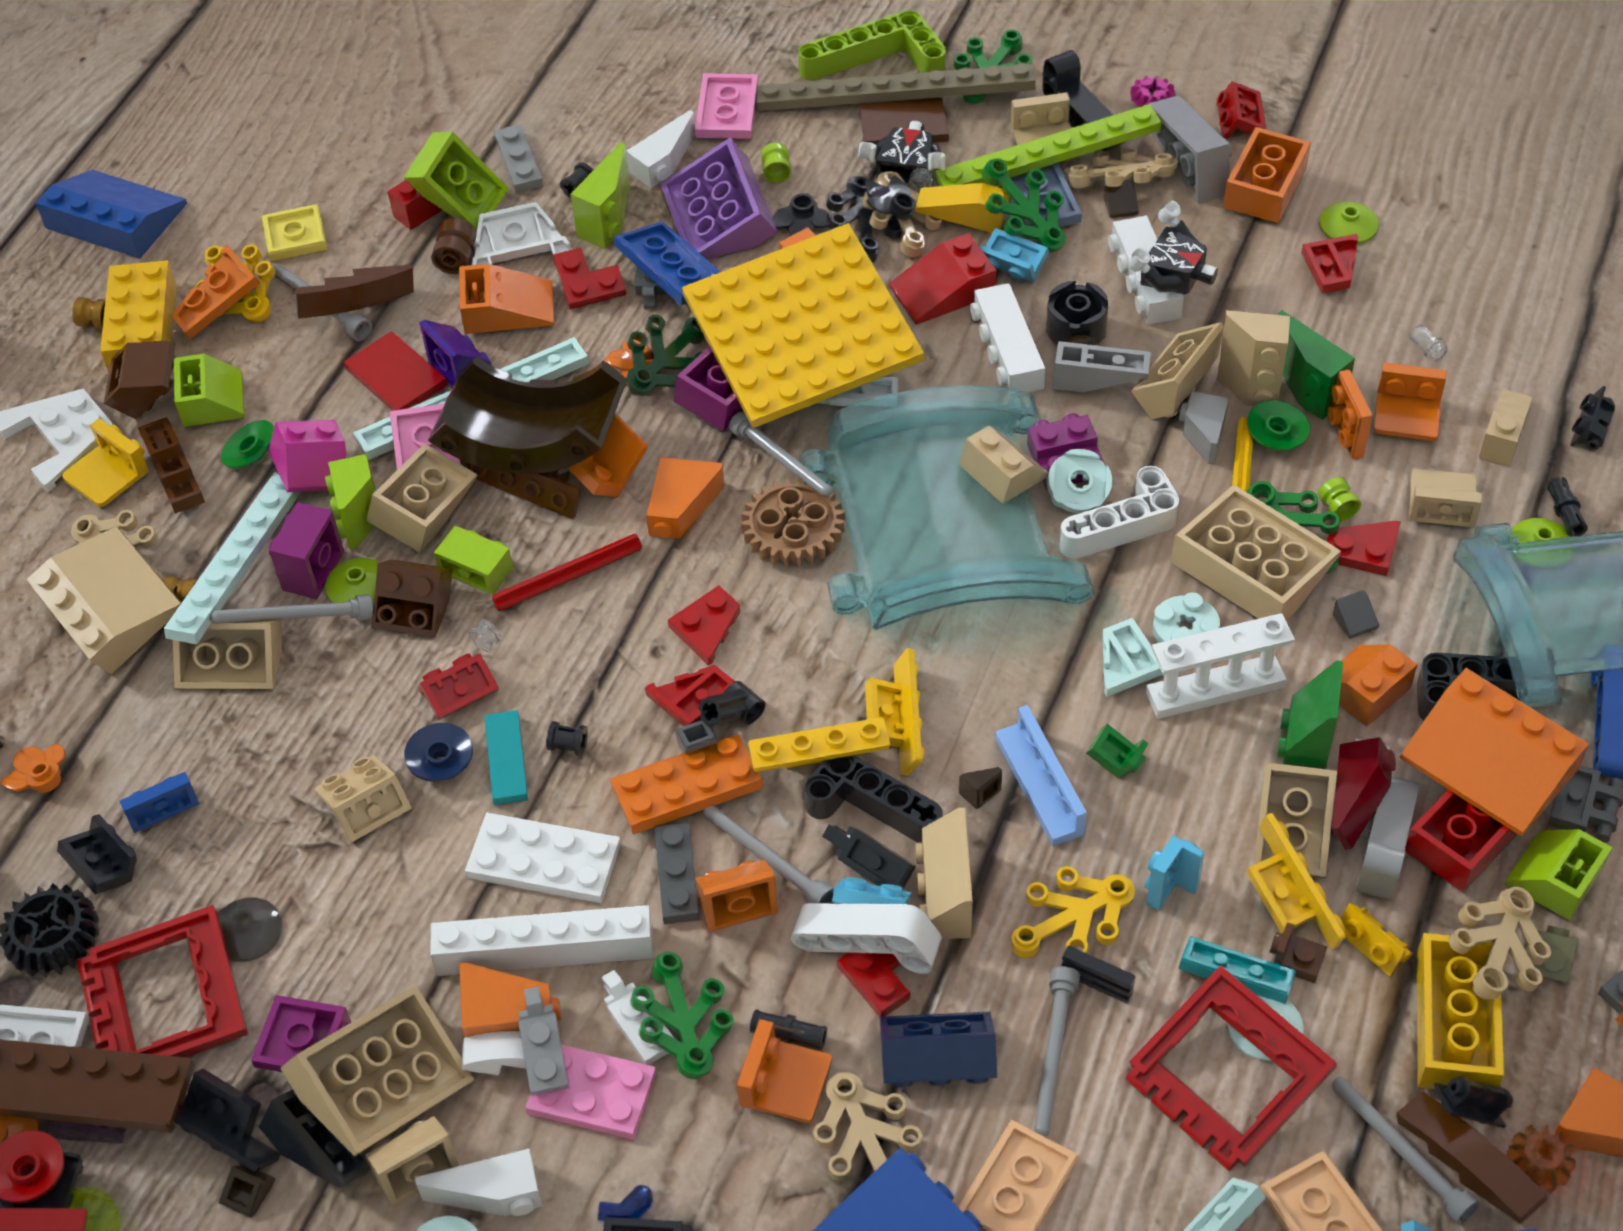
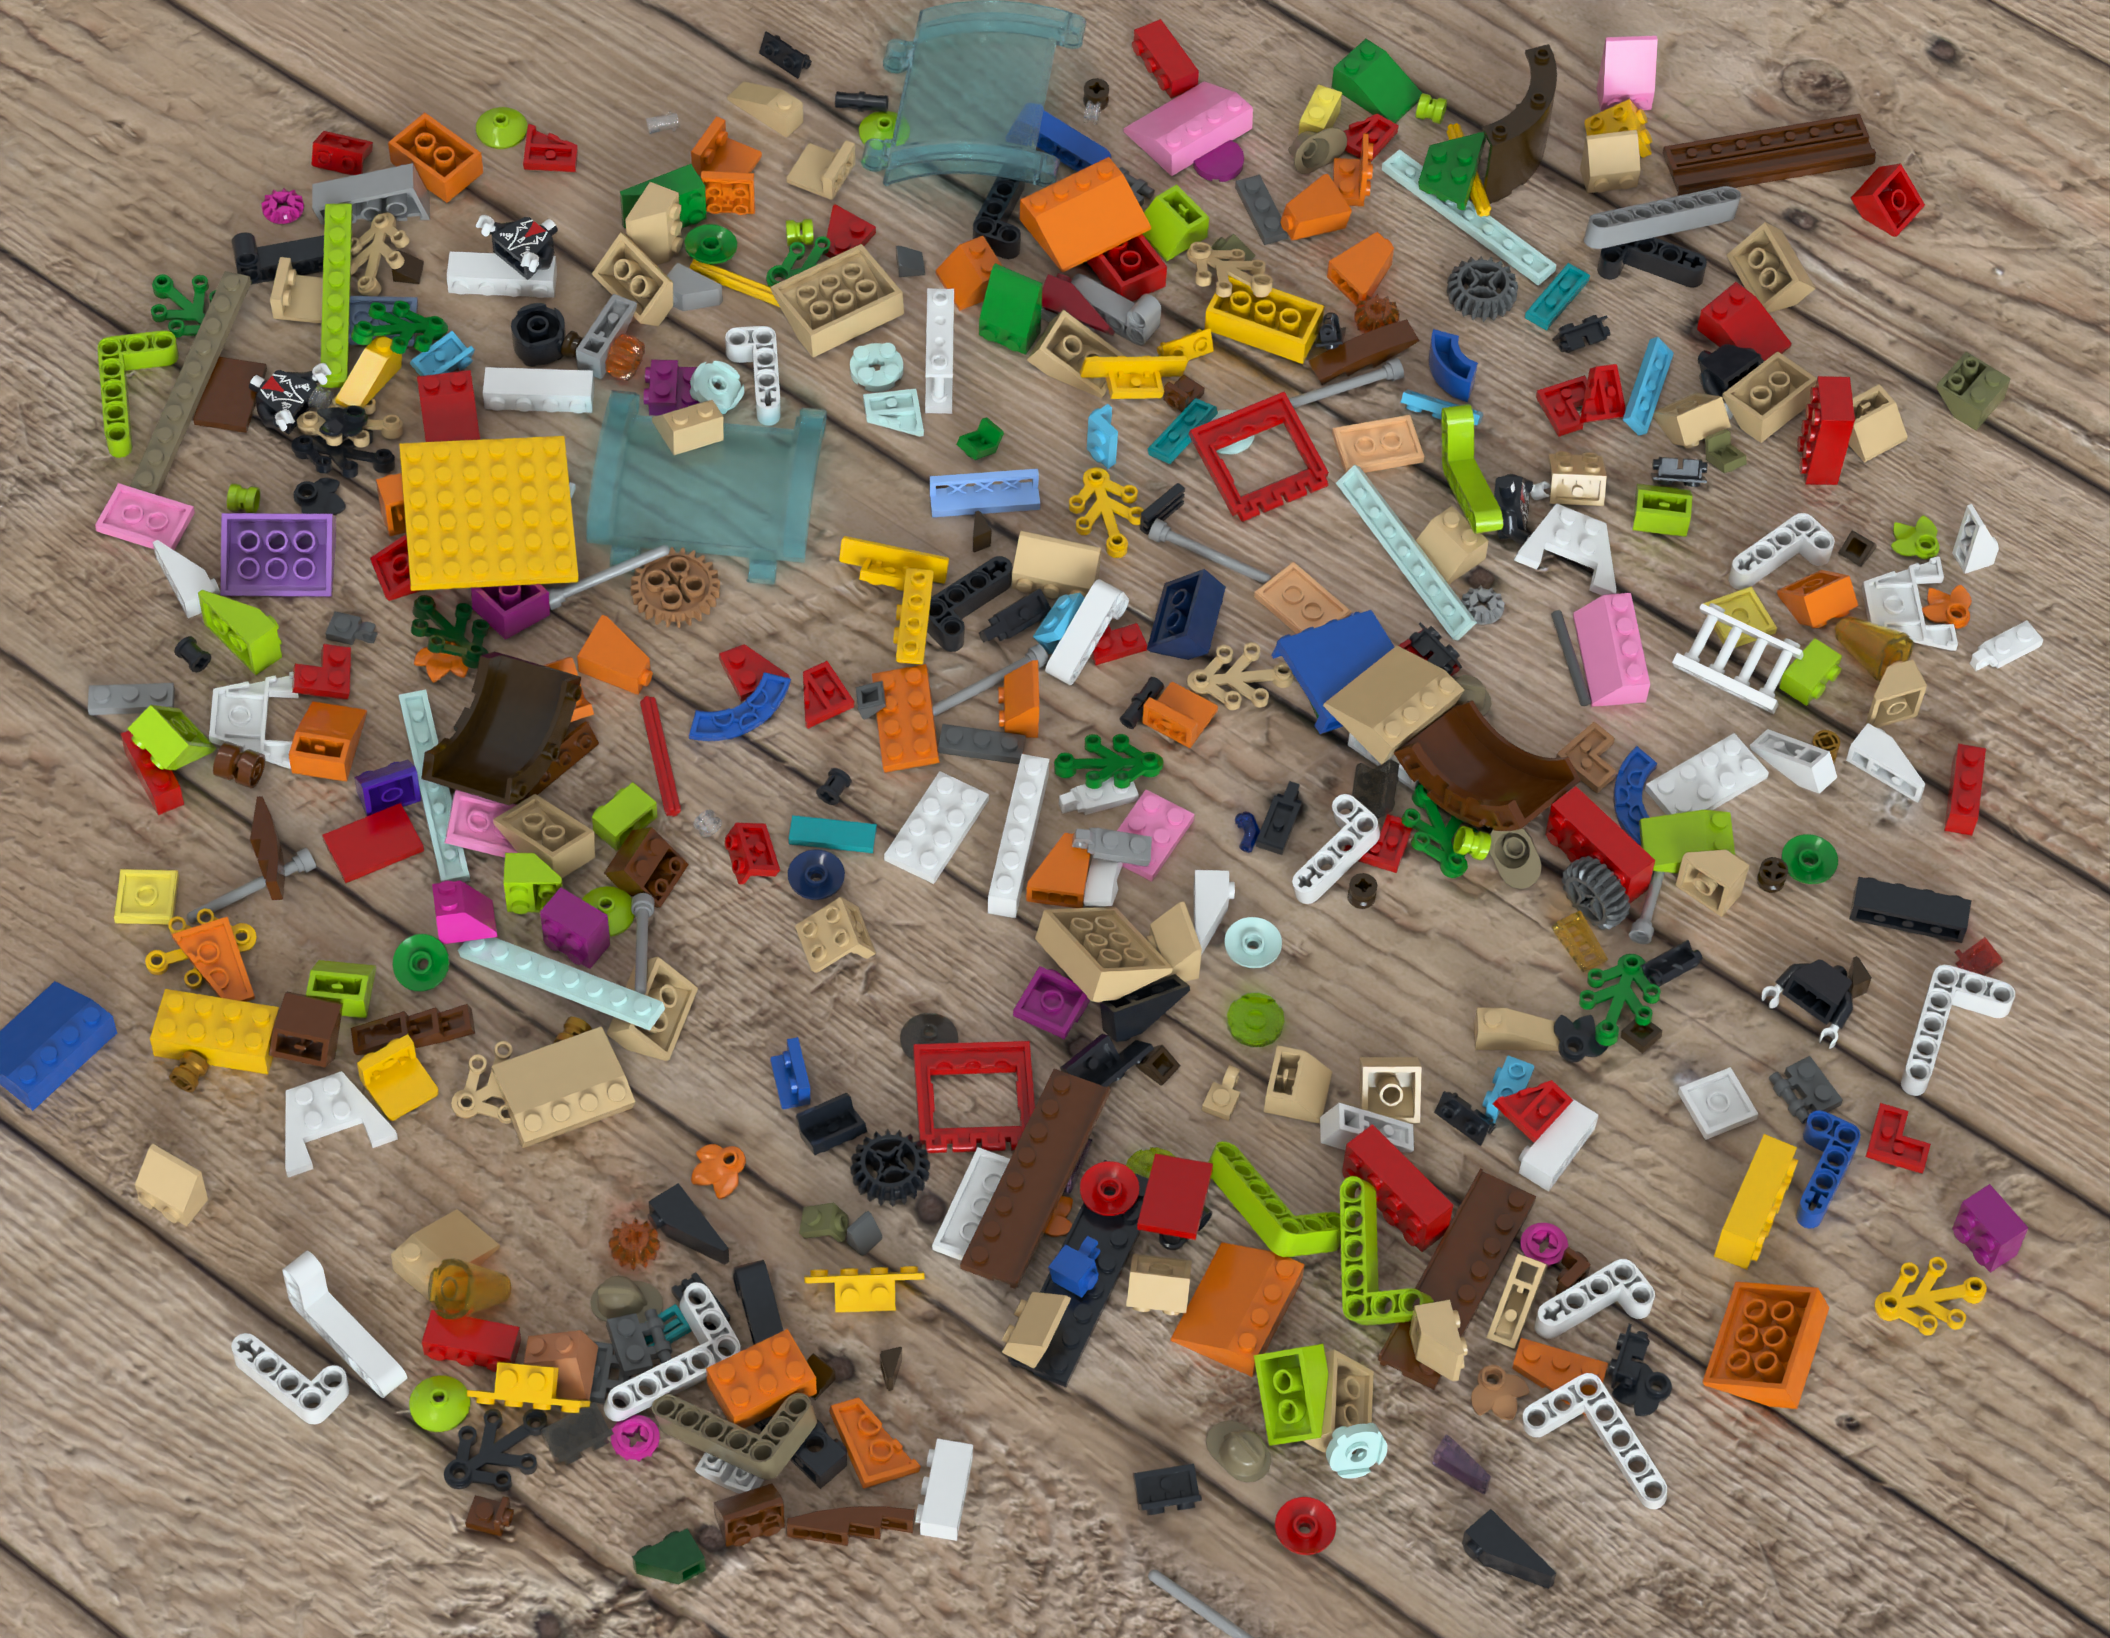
camera: 80 degrees left, 5 degrees up
(642, 633) = (745, 717): none -> blue tile
(665, 258) = (341, 602): blue tile -> none
(733, 704) = (850, 667): black piece -> none
(1079, 391) = (625, 357): none -> clear orange gear

